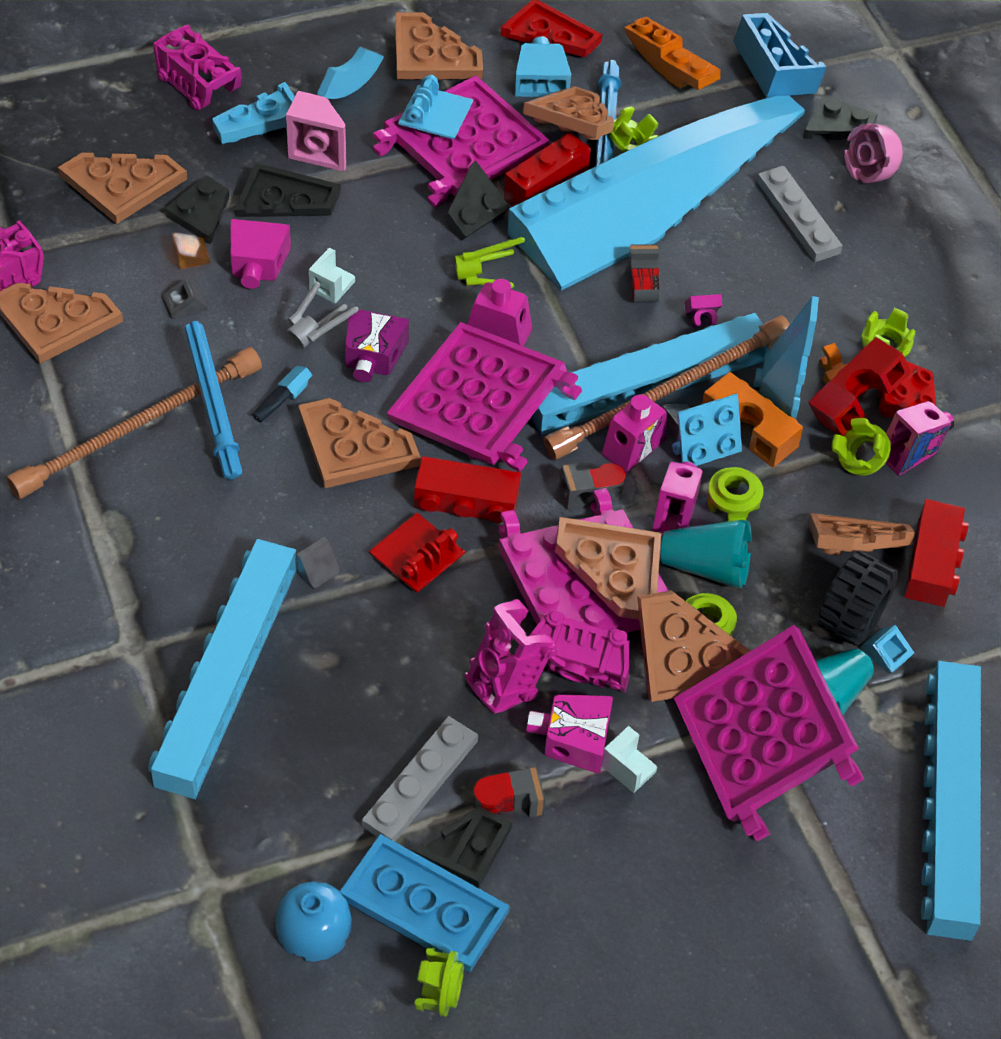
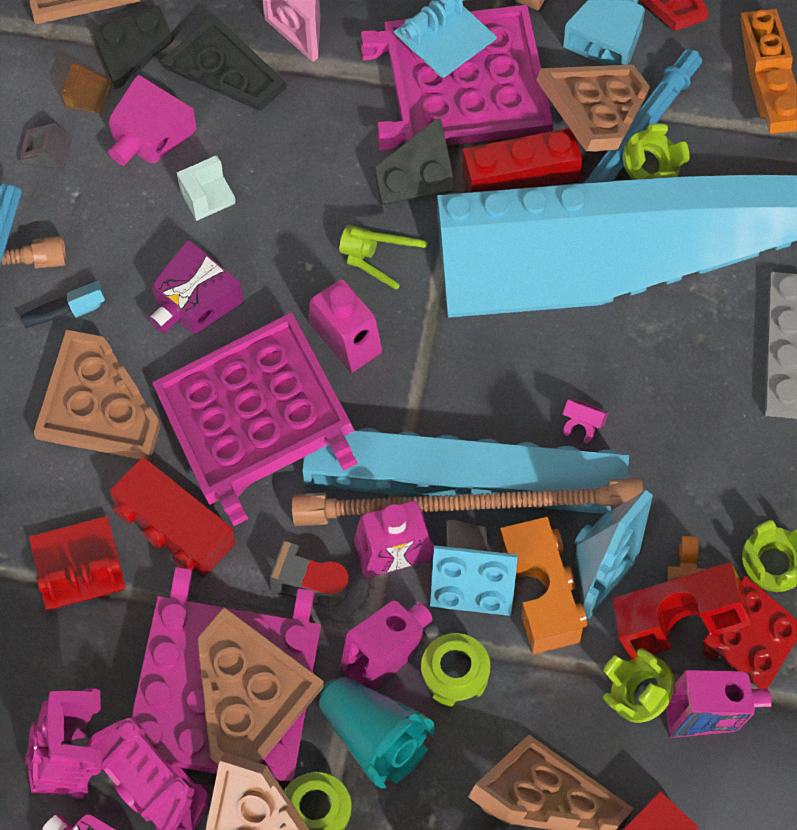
camera: 35 degrees right, 10 degrees up
(307, 329) = (132, 243): light grey plant -> none
(644, 272) = (546, 343): leg -> none

